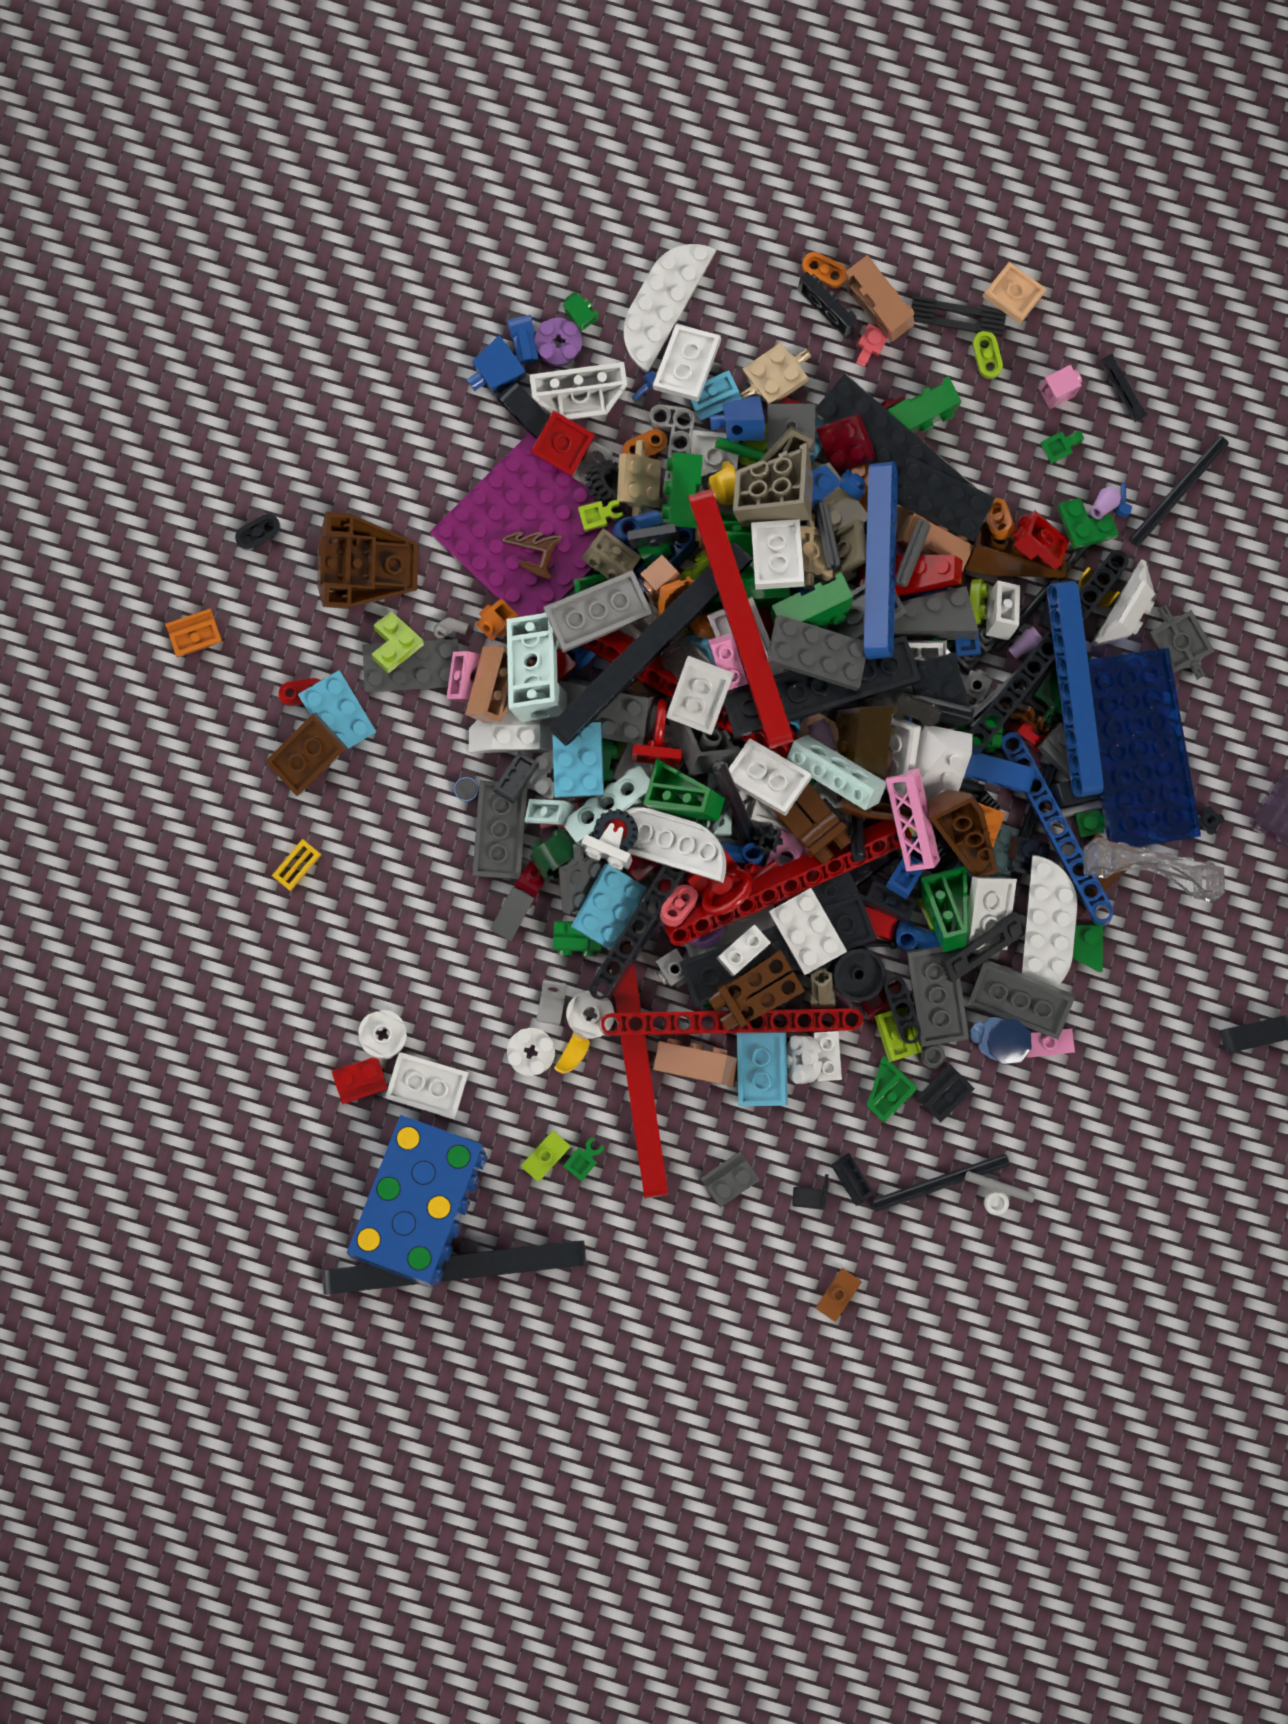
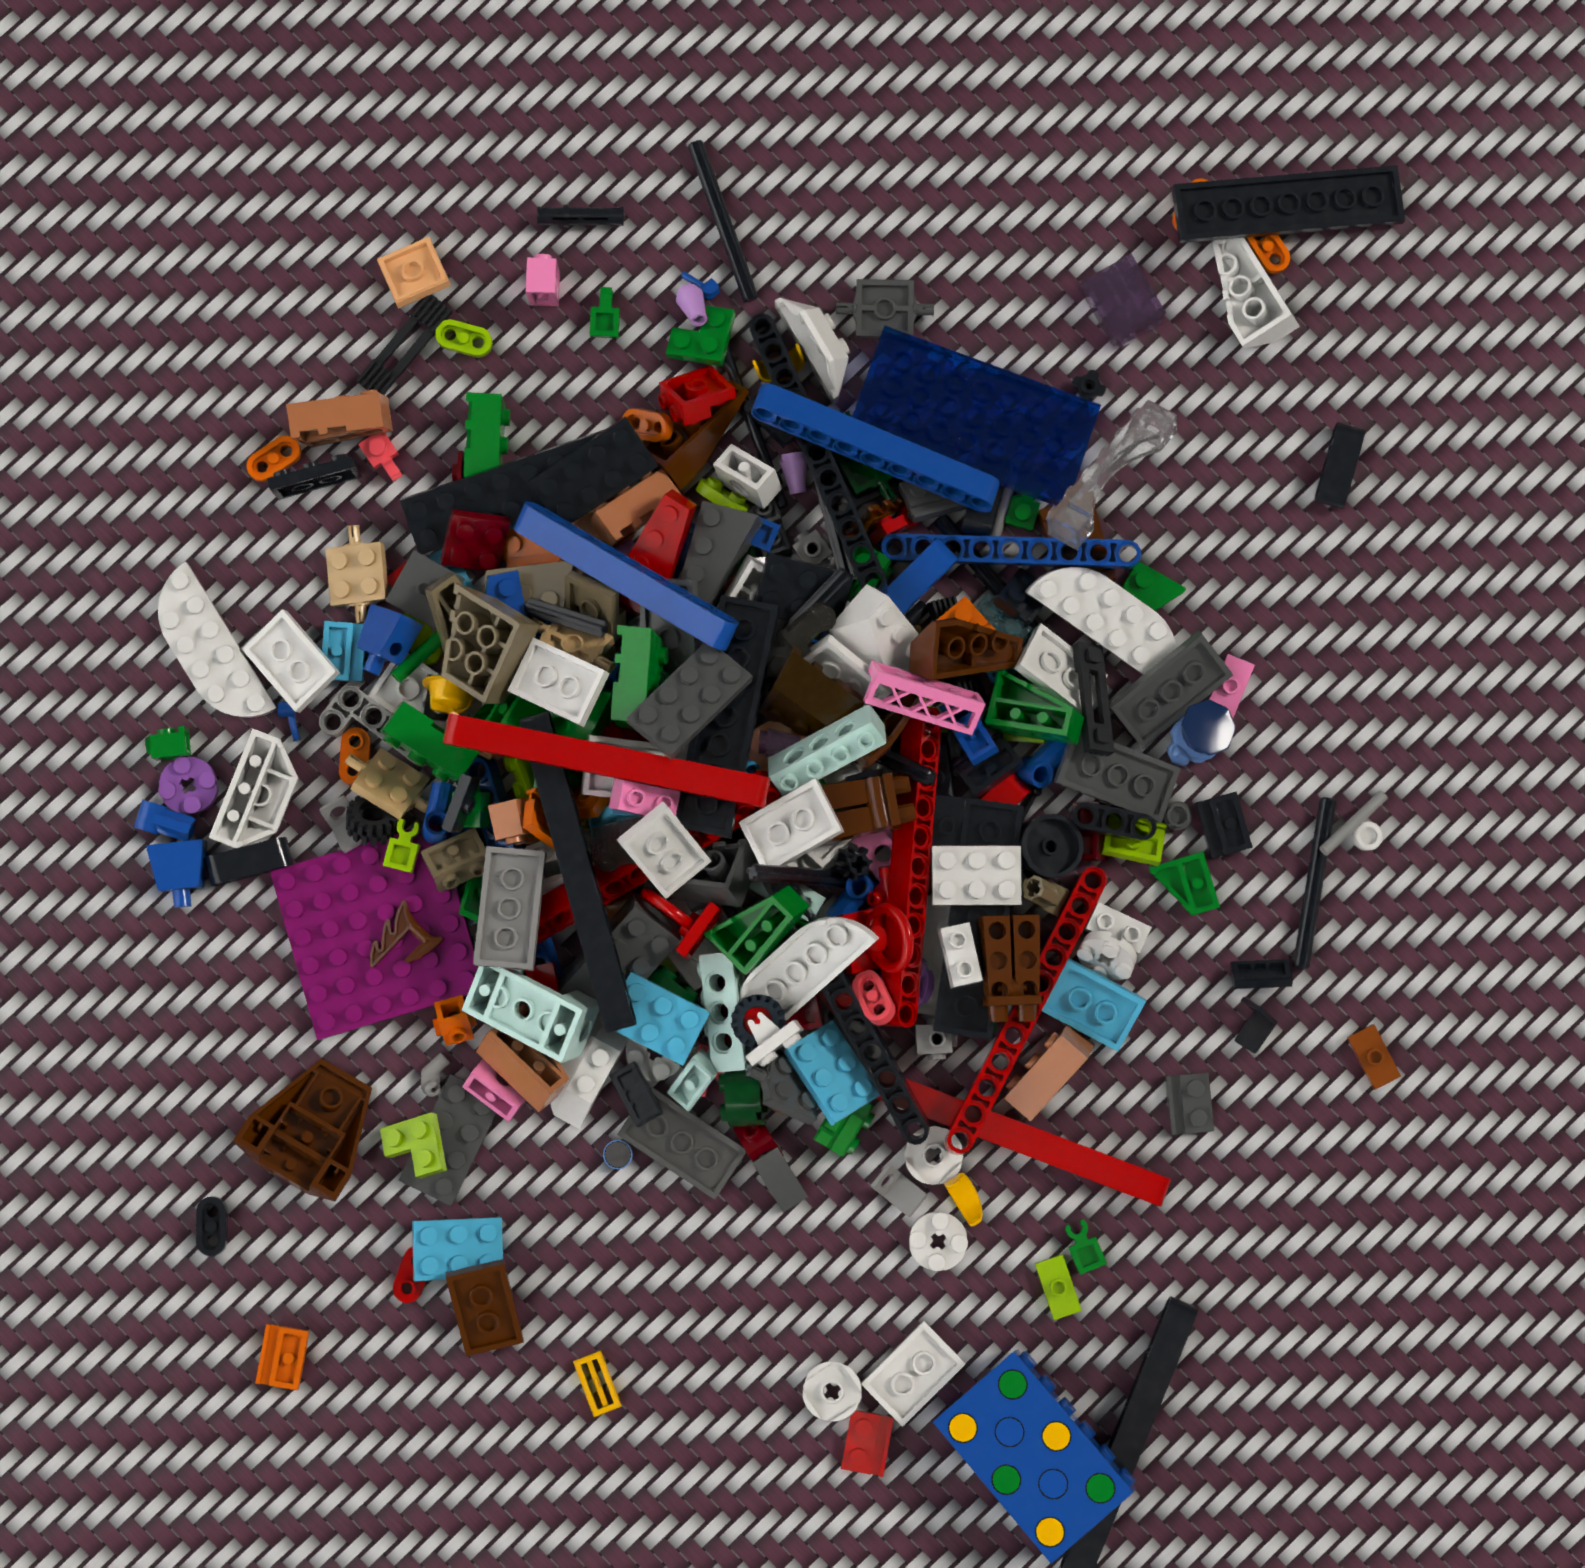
camera: 60 degrees left, 0 degrees up
(562, 443) = (303, 843): red plate -> none
(853, 484) = (524, 558): blue plate -> none
(912, 553) = (637, 537): dark grey axle -> none

